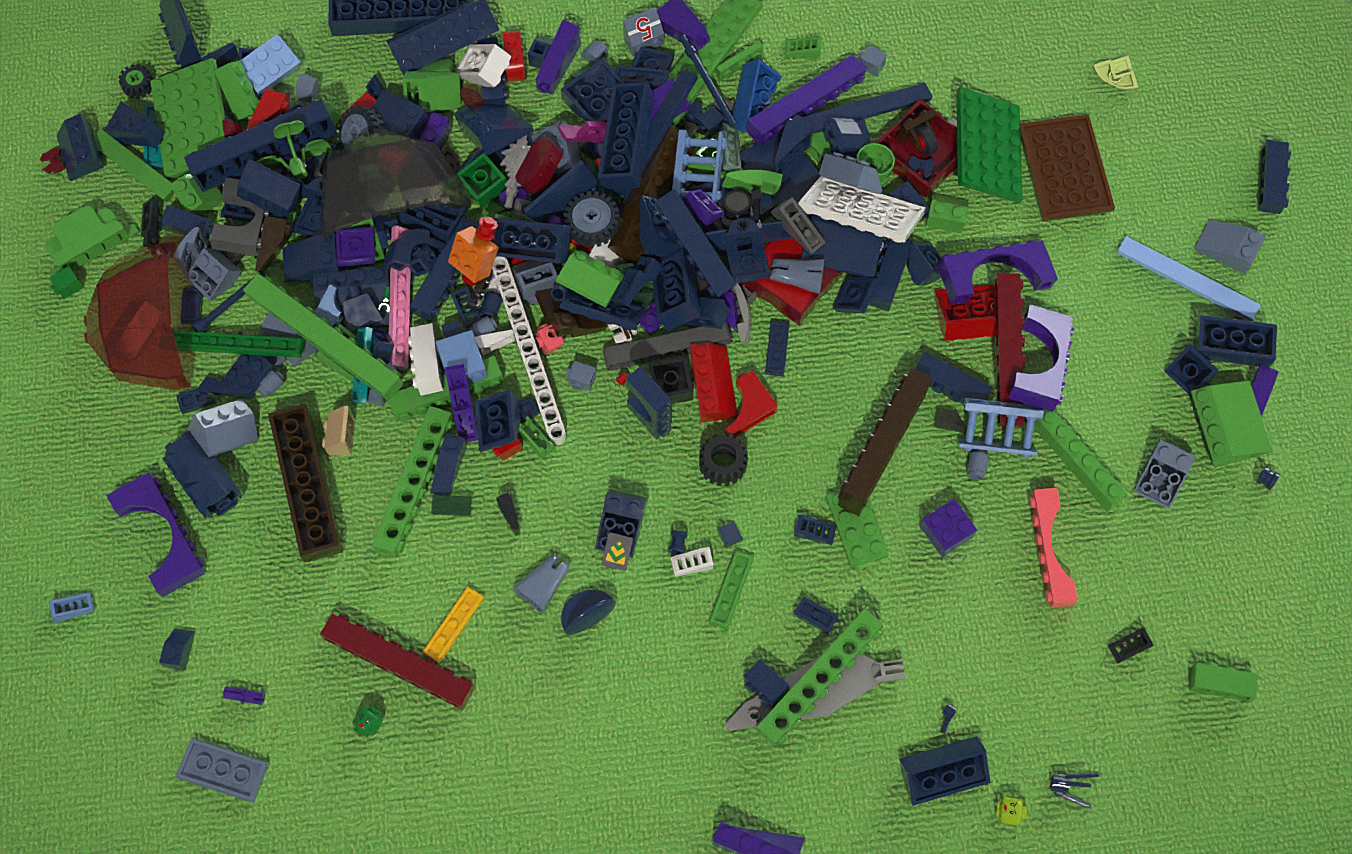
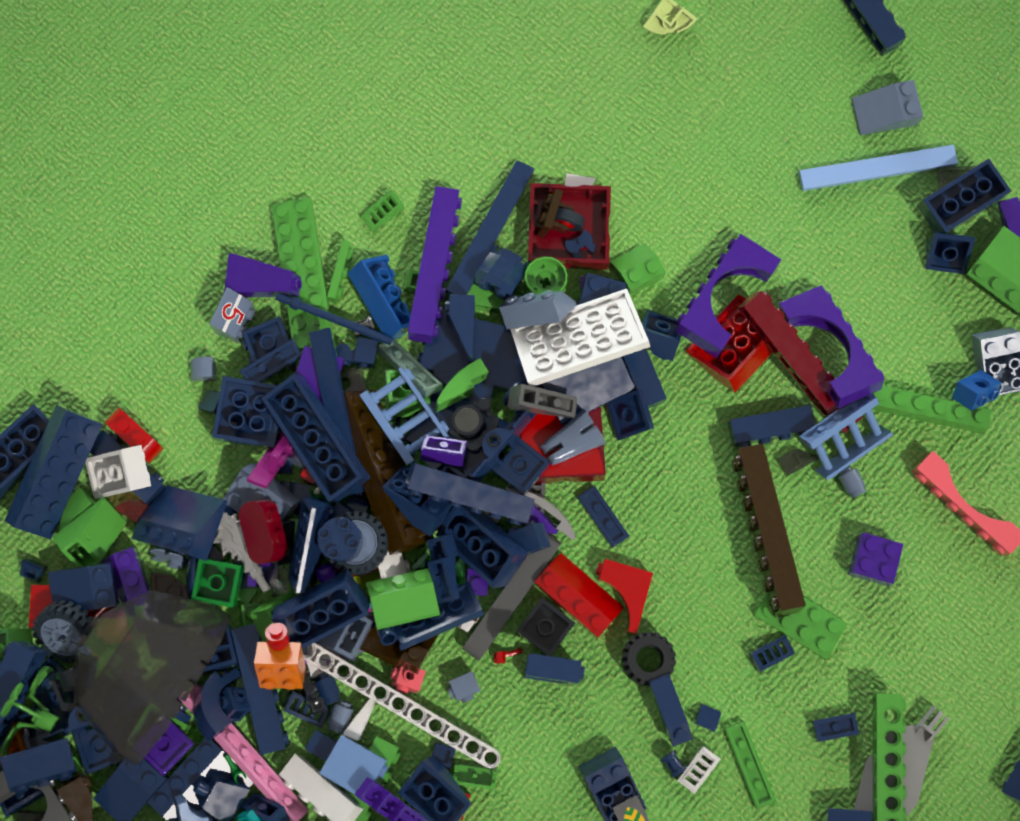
camera: 45 degrees left, 10 degrees up
(465, 143) = (174, 560): none -> sand blue plate
(539, 51) = (154, 407): dark blue slope -> none
(558, 57) = (177, 404): dark purple slope -> none
(582, 202) = (340, 540): none -> dark blue brick
(707, 501) = (670, 710): none -> dark blue slope
(873, 60) = (454, 175): sand blue brick -> none
(949, 711) = (1003, 714): dark blue hand -> none
(989, 145) = (623, 179): green plate -> none
(1066, 167) = (699, 145): reddish brown plate -> none
(1127, 472) = (976, 390): none -> blue brick

